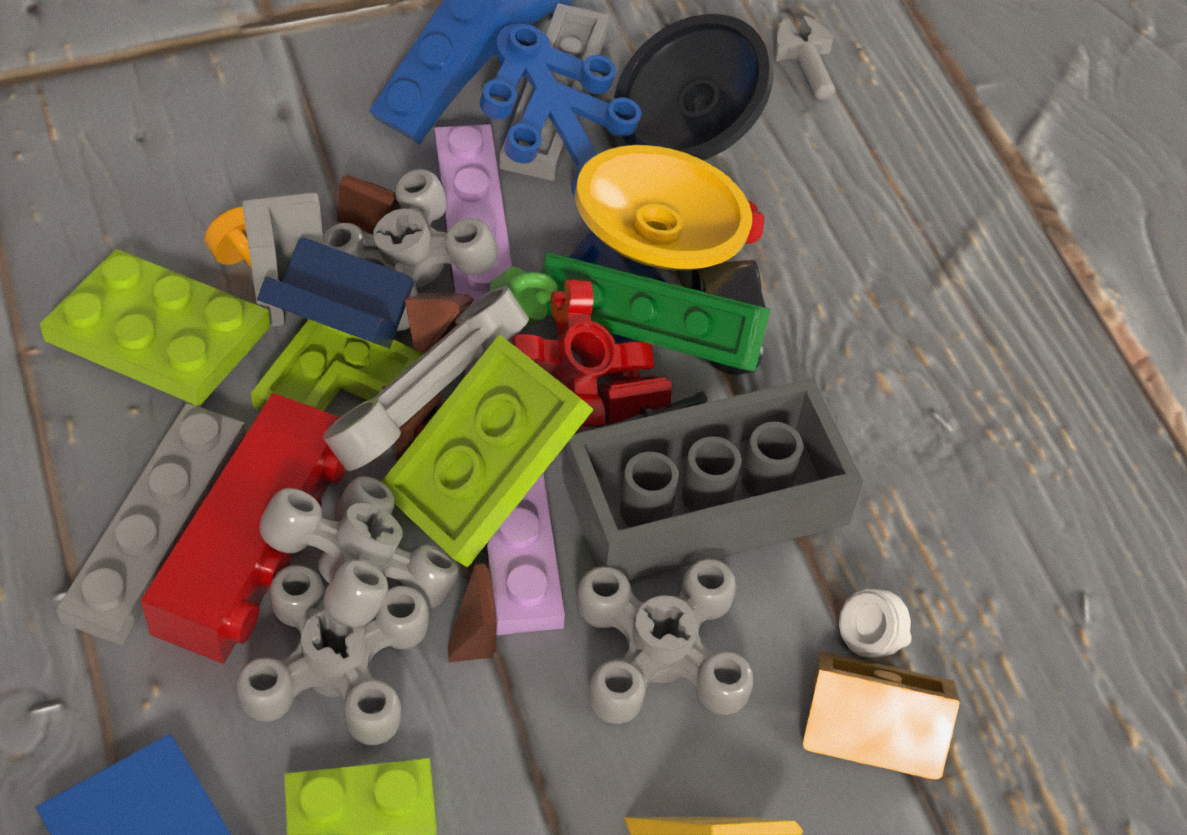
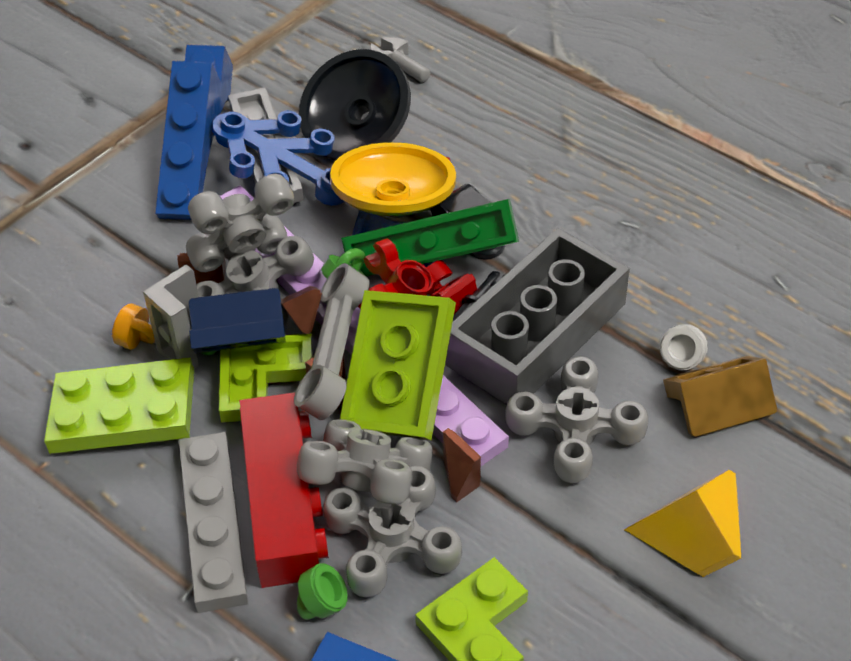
camera: 25 degrees left, 5 degrees down
(200, 681) = (321, 592): none -> bright green tile
(417, 169) = (238, 222): none -> light grey gear

